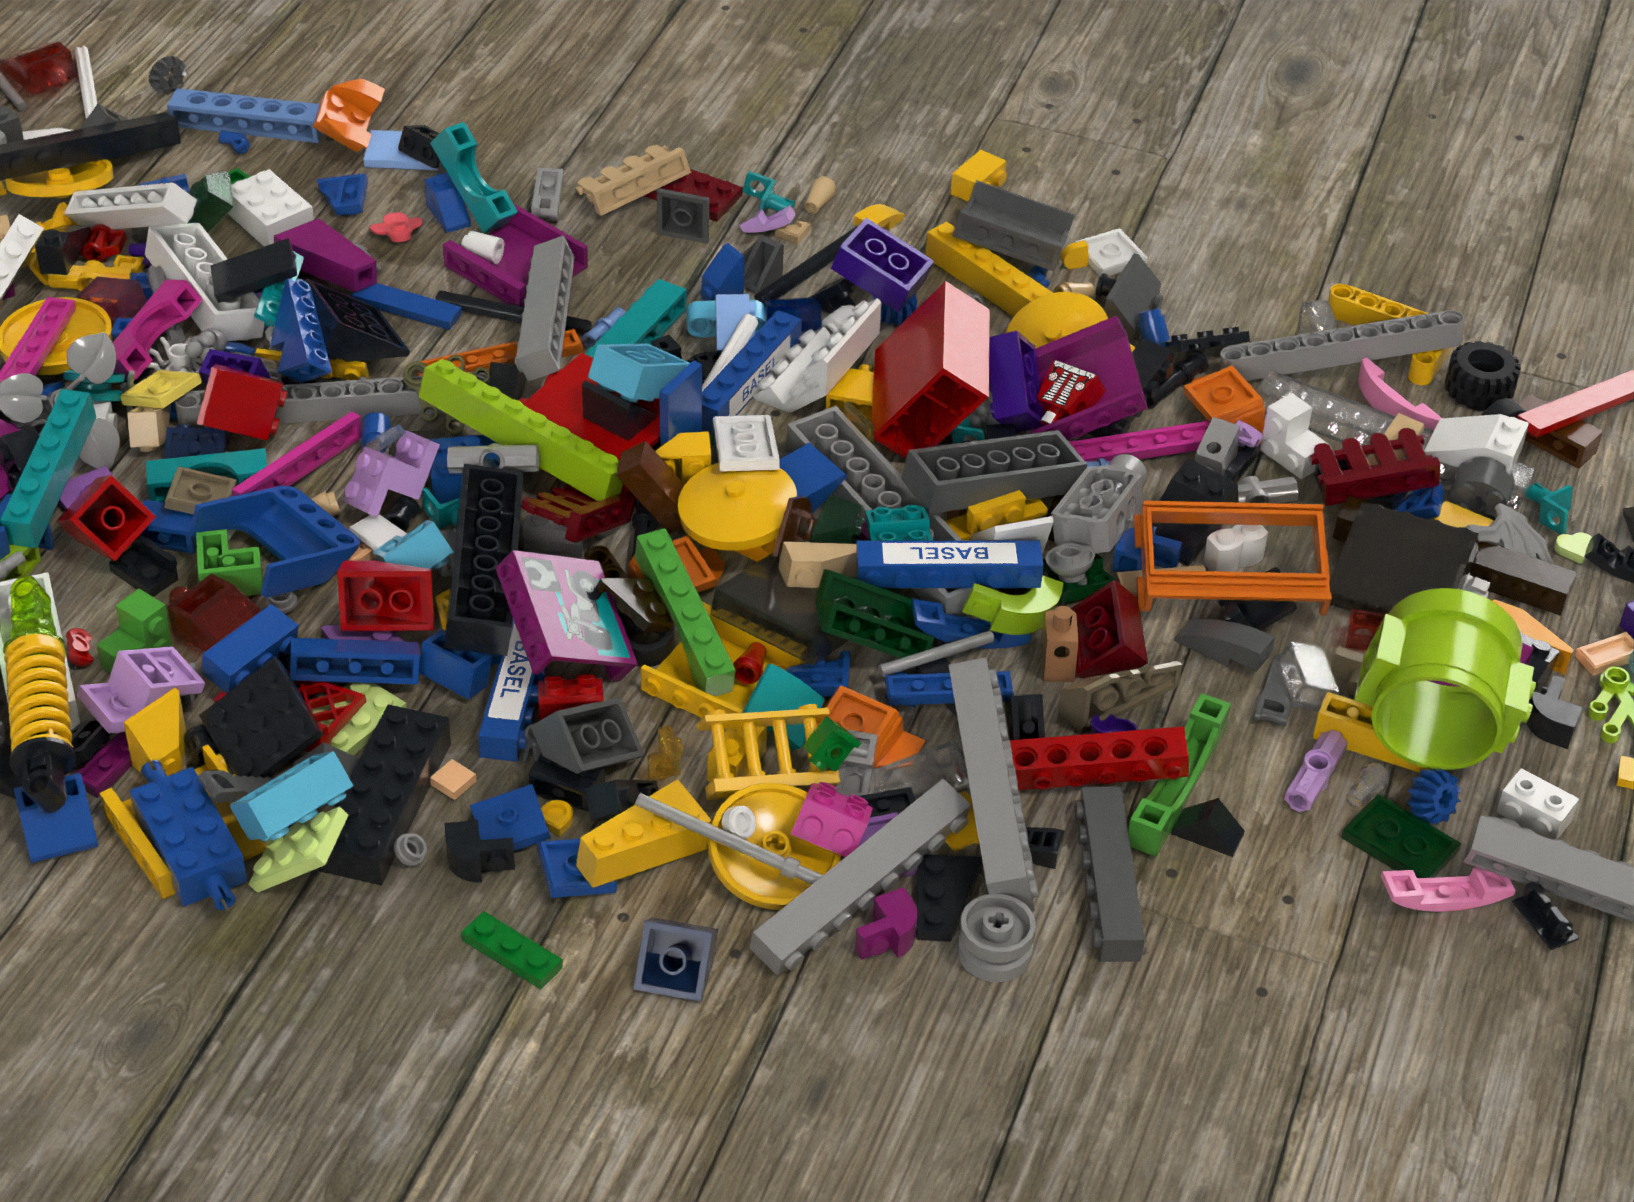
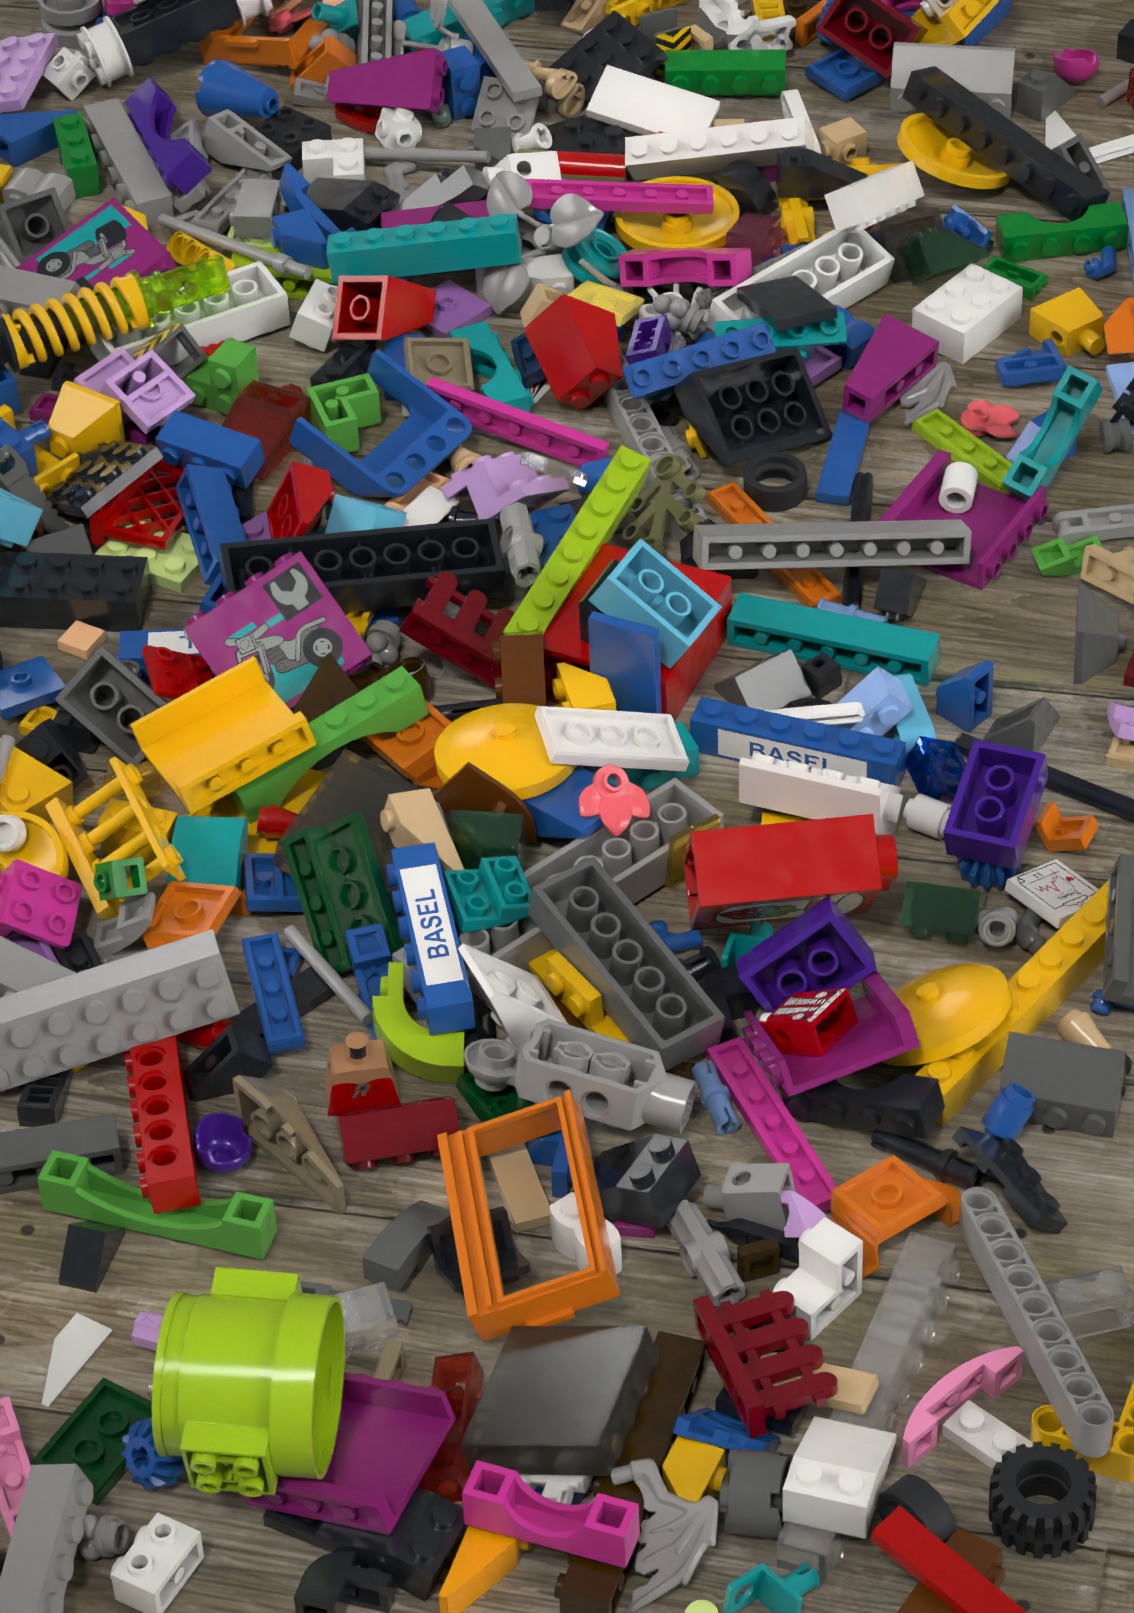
camera: 85 degrees right, 0 degrees up
(32, 288) = (746, 185): none -> black brick
(71, 566) = (316, 317): none -> white brick
(91, 656) = (179, 331): none -> dark grey piece
(197, 134) = (1027, 238): none -> green arch
(307, 163) = (1070, 322): none -> yellow torso
(421, 245) = (964, 447): none -> lime tile
(427, 327) = (775, 465): none -> black tyre
(574, 215) = (1061, 560): none -> bright green slope
(593, 297) = (898, 593): none -> black slope
(675, 665) = (221, 736): none -> yellow panel
(820, 447) = (613, 804): none -> coral plate
(939, 274) = (1051, 891): none -> white tile
(1262, 465) = (758, 1259): none -> dark brown tile
(1304, 853) = (70, 1352): none -> white sticker
(1426, 392) = (982, 1434): none -> white plate
(1526, 570) = (504, 1504): none -> dark pink arch

